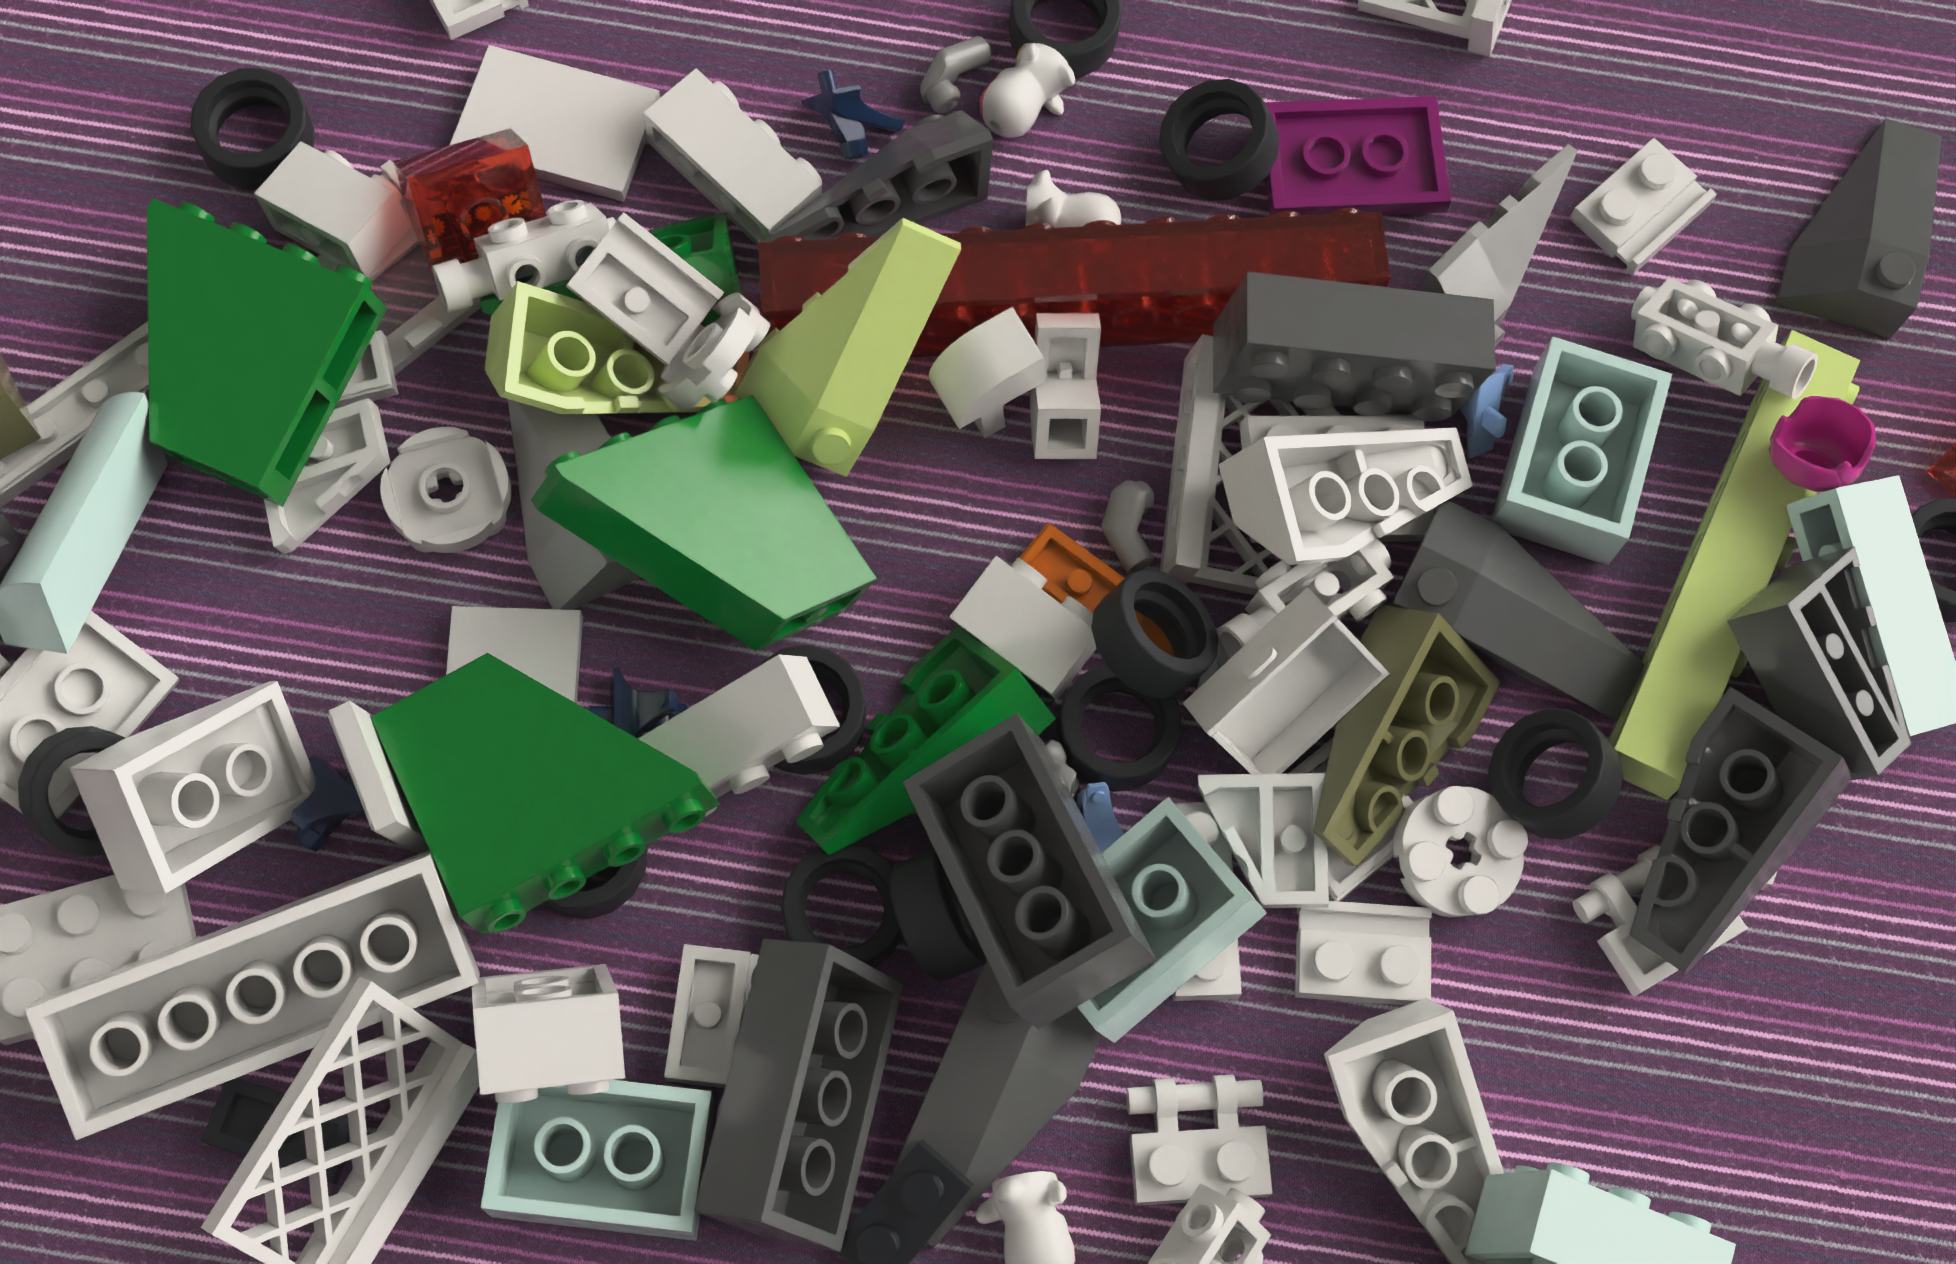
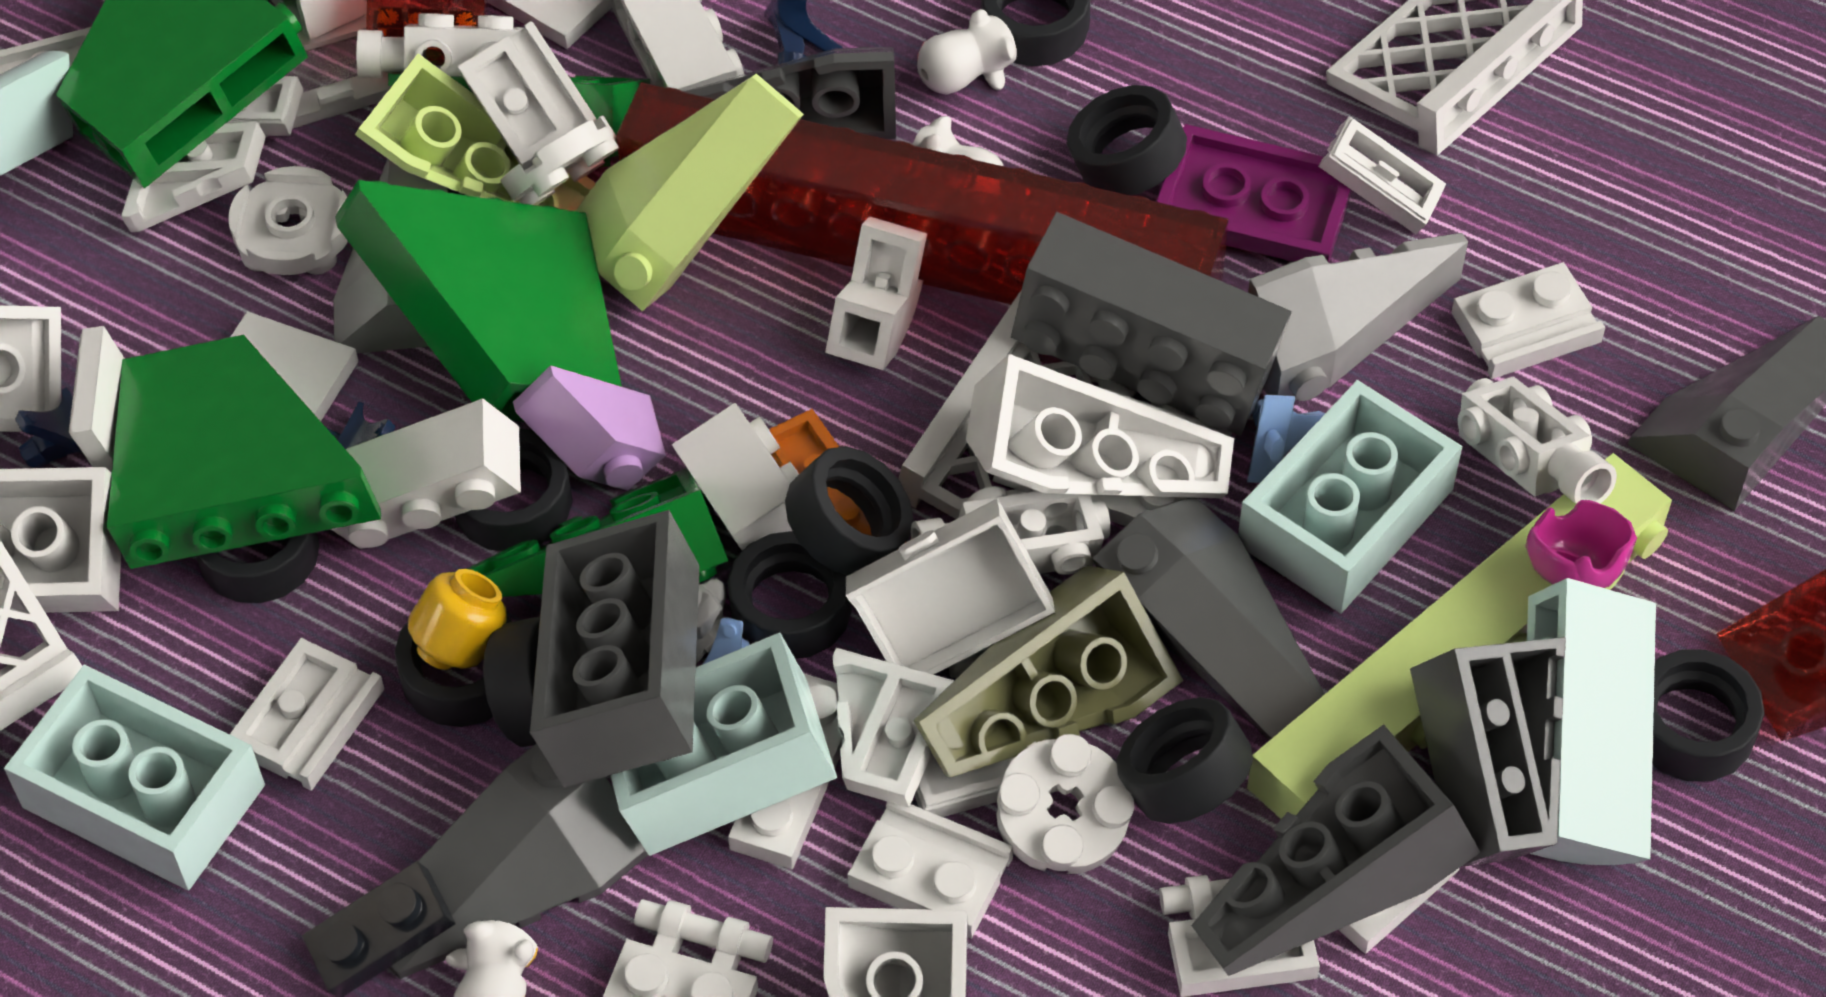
camera: 30 degrees right, 15 degrees down
(547, 1032) = (129, 636): white slope -> none
(800, 1095) = (330, 782): dark grey brick -> none
(845, 884) = (456, 619): none -> yellow head
(869, 624) = (593, 426): none -> lavender slope
(945, 68) = (907, 18): light grey arm -> none
(987, 371) = (802, 250): white brick -> none
(1121, 523) = (891, 417): light grey arm -> none
(1463, 108) = (1379, 181): none -> white tile

